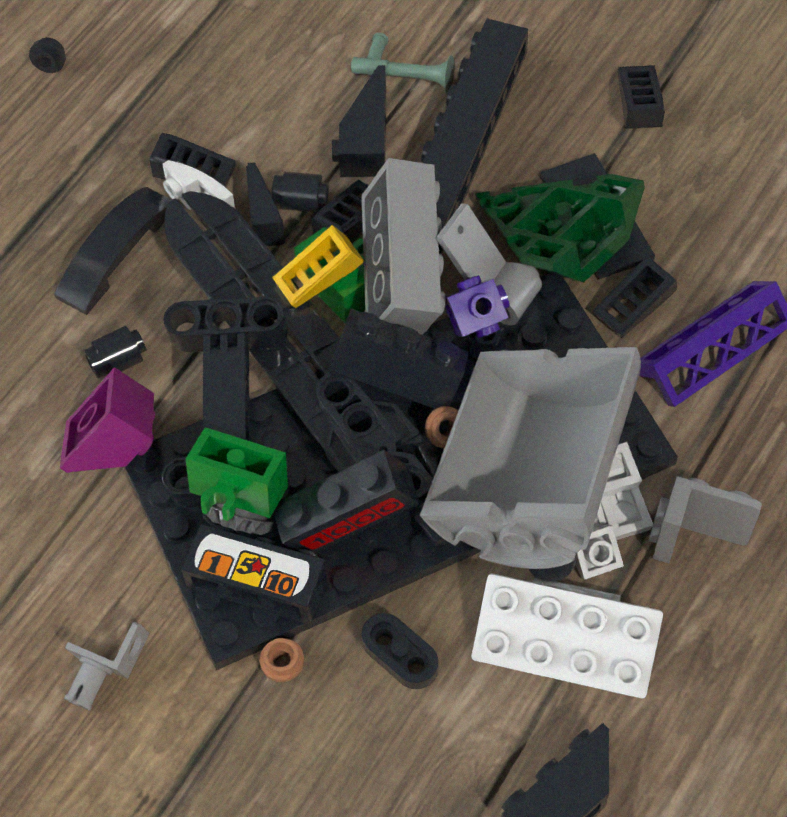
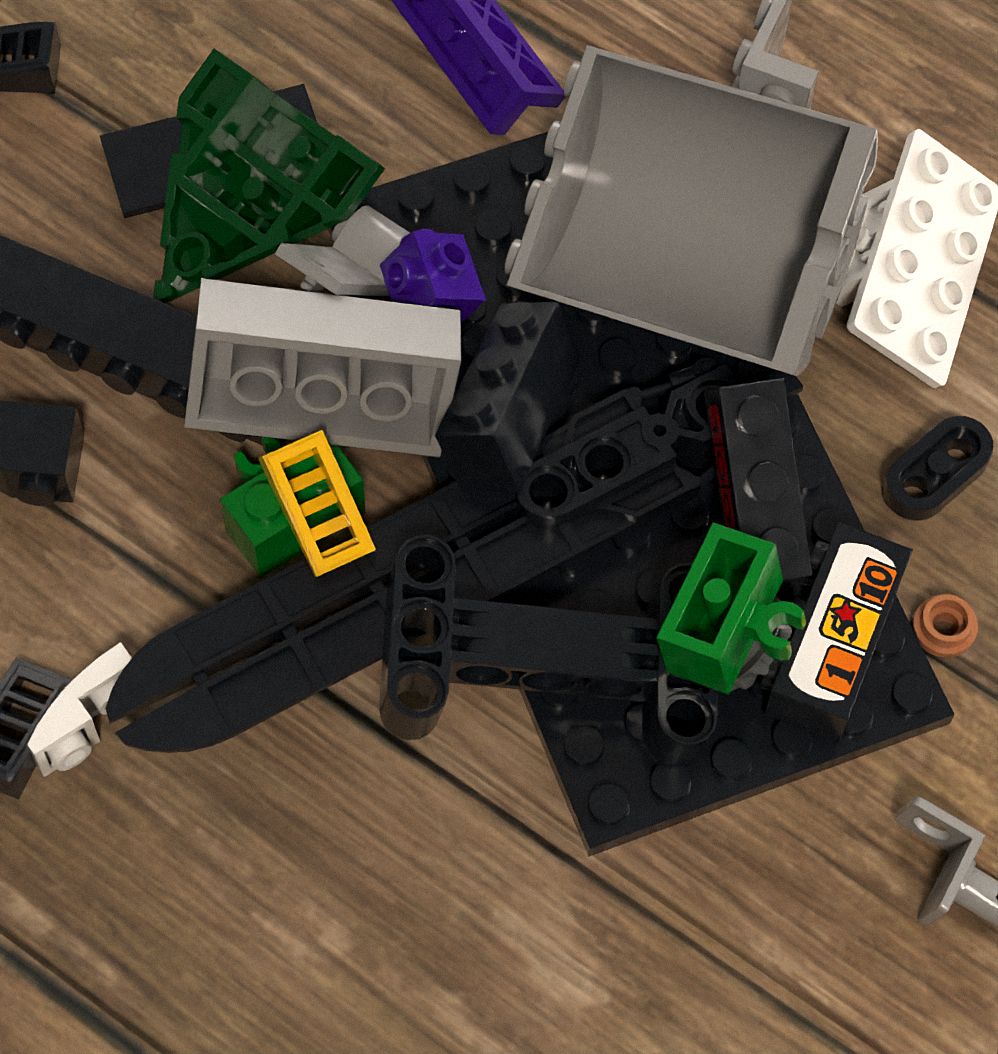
camera: 90 degrees left, 5 degrees up
(108, 245) = (172, 858): black slope -> none
(109, 426) = (557, 852): magenta slope -> none
(116, 349) = (397, 851): black brick -> none
(264, 214) = (130, 611): black slope -> none
(300, 191) = (112, 552): black brick -> none
(334, 211) = (179, 525): black slope -> none
(434, 421) = (606, 360): nougat plate -> none
(646, 269) = (371, 74): black slope -> none

